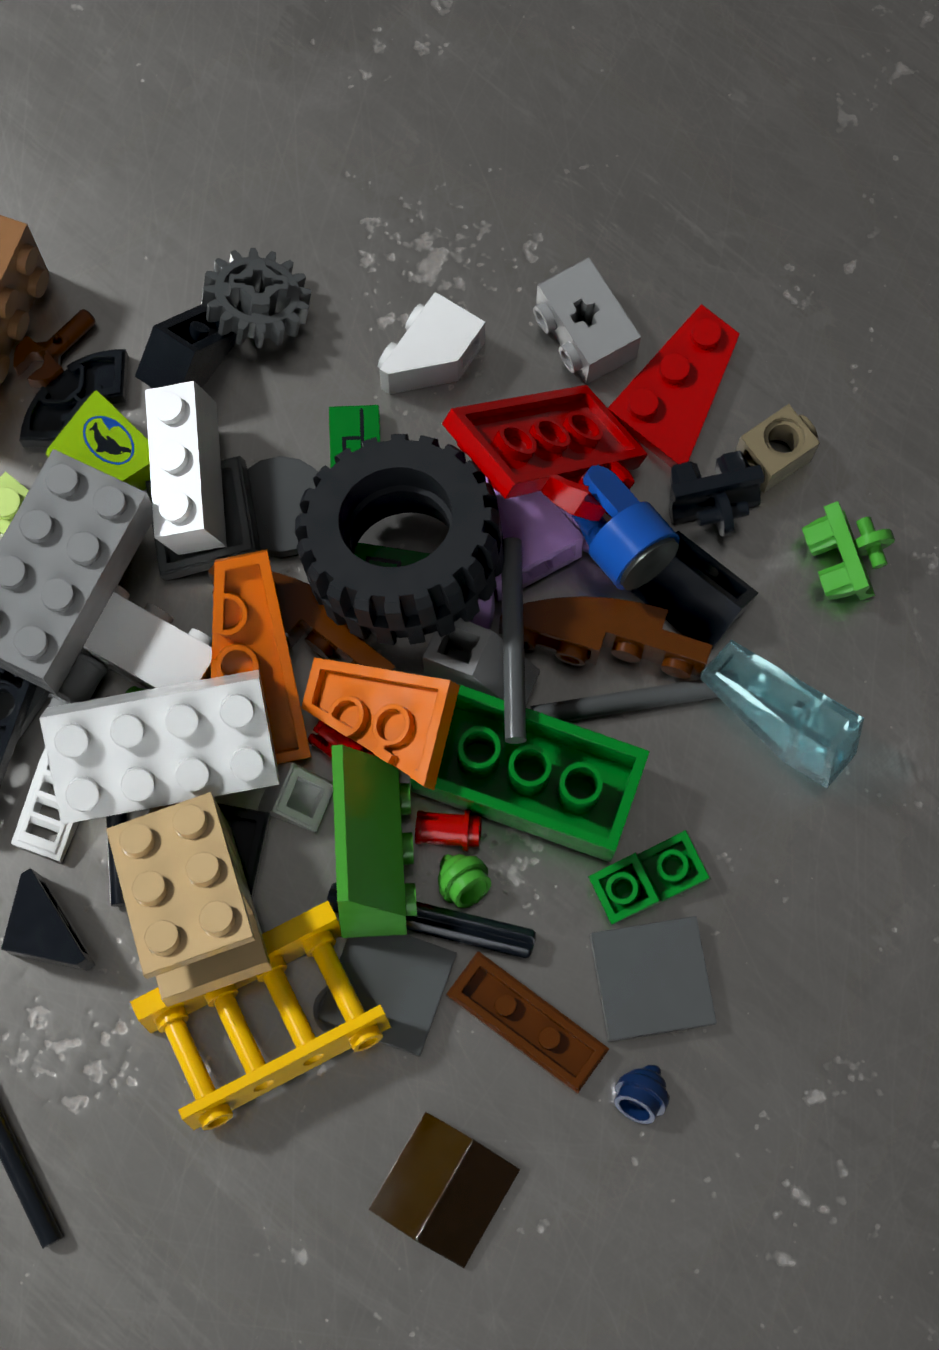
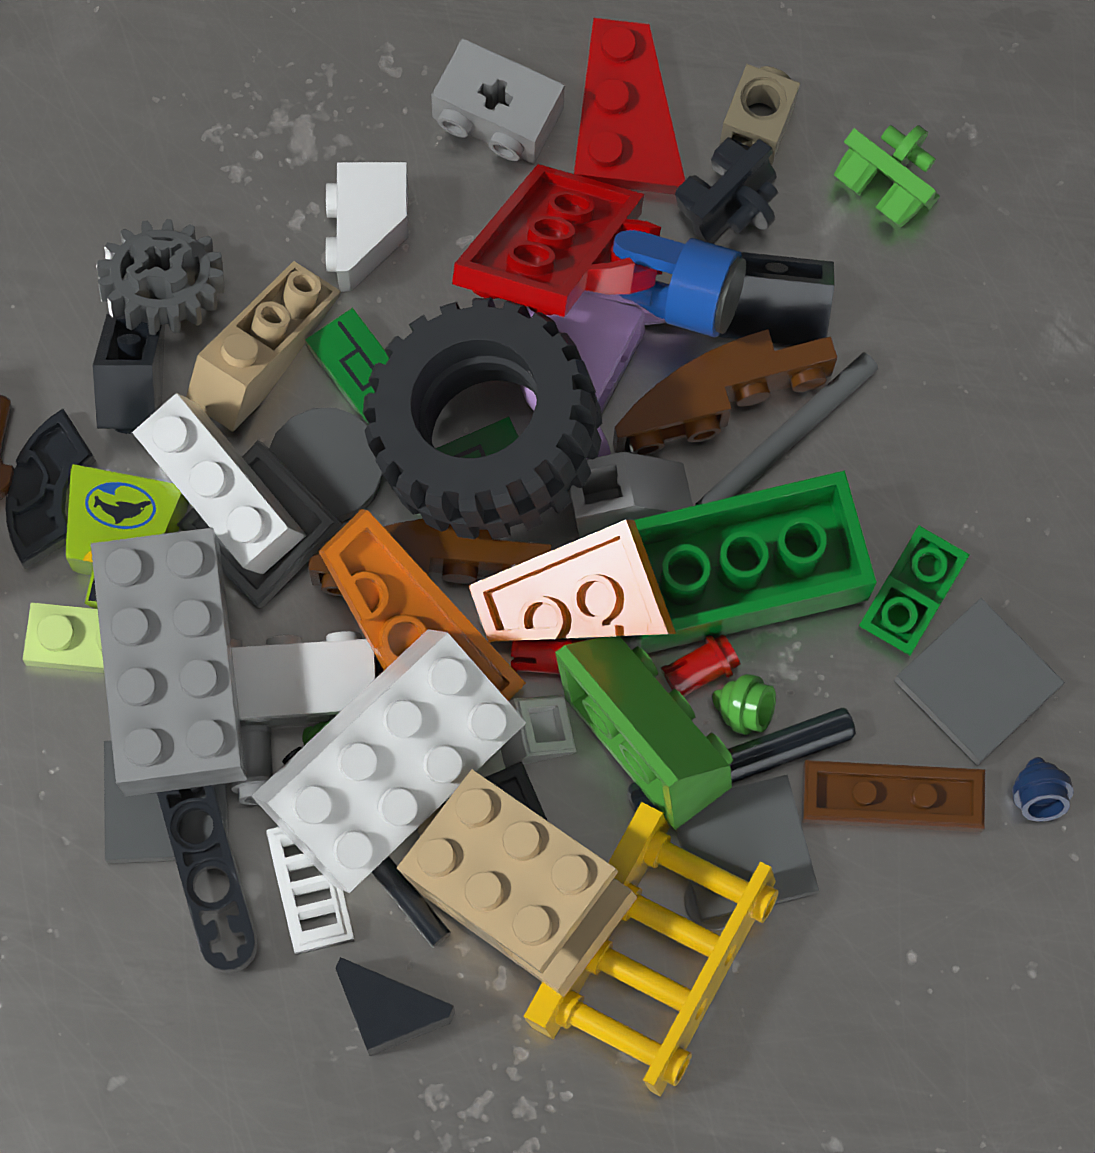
camera: 35 degrees left, 0 degrees up
(291, 390) = (259, 345): none -> tan slope
(444, 1190) = (922, 994): dark brown slope -> none
(513, 642) = (654, 452): dark grey bar -> none
(785, 713) = (937, 357): clear light blue slope -> none

